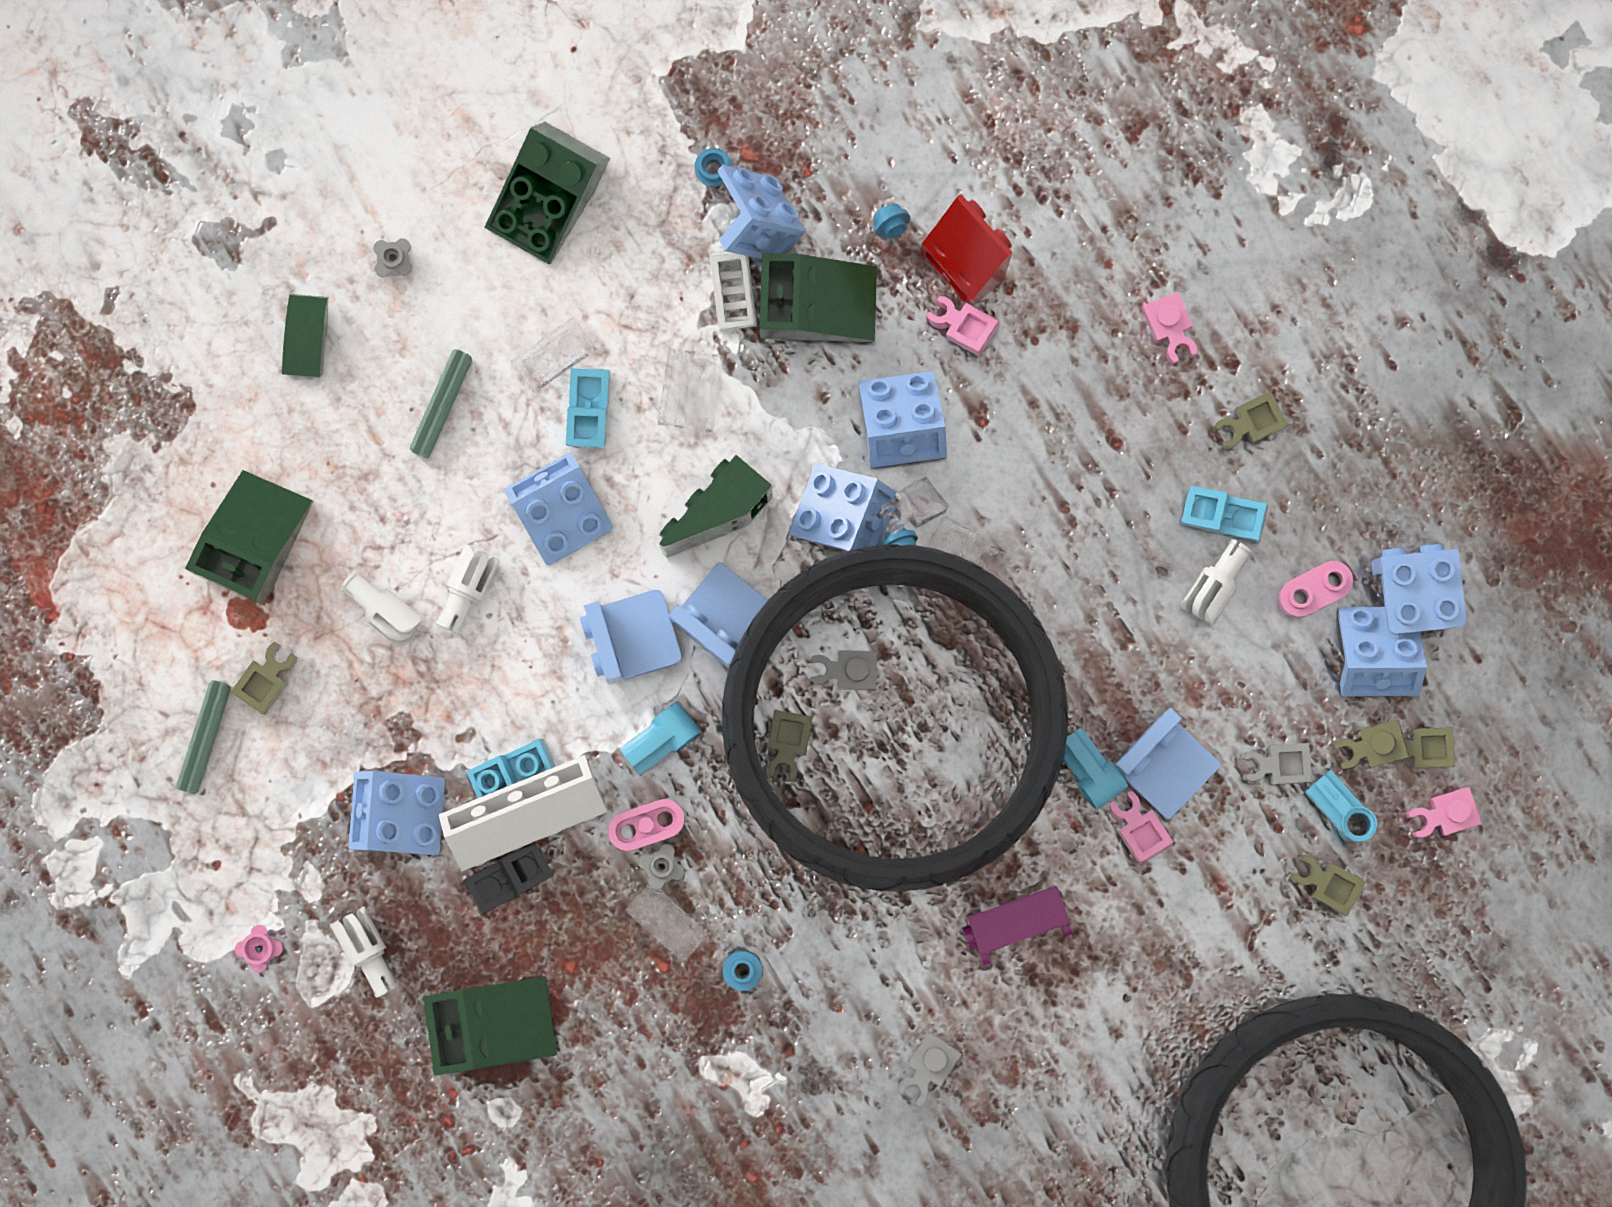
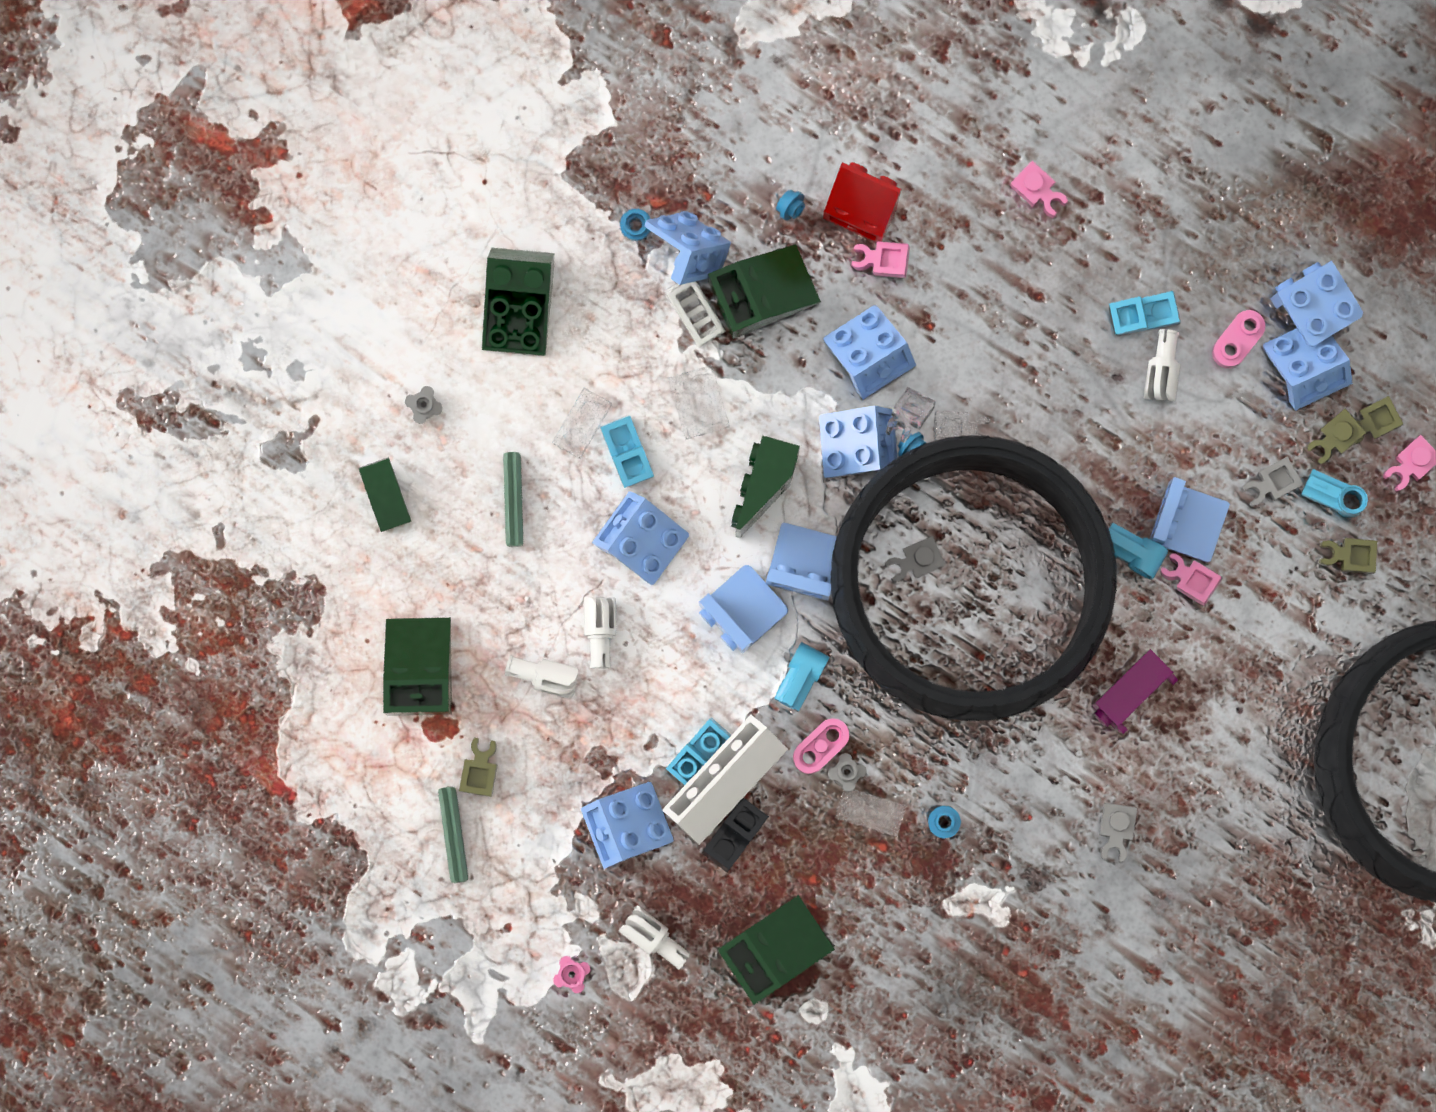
camera: 25 degrees left, 0 degrees up
(789, 737) = (897, 630): olive plate -> none
(1255, 419) = (1135, 231): olive plate -> none

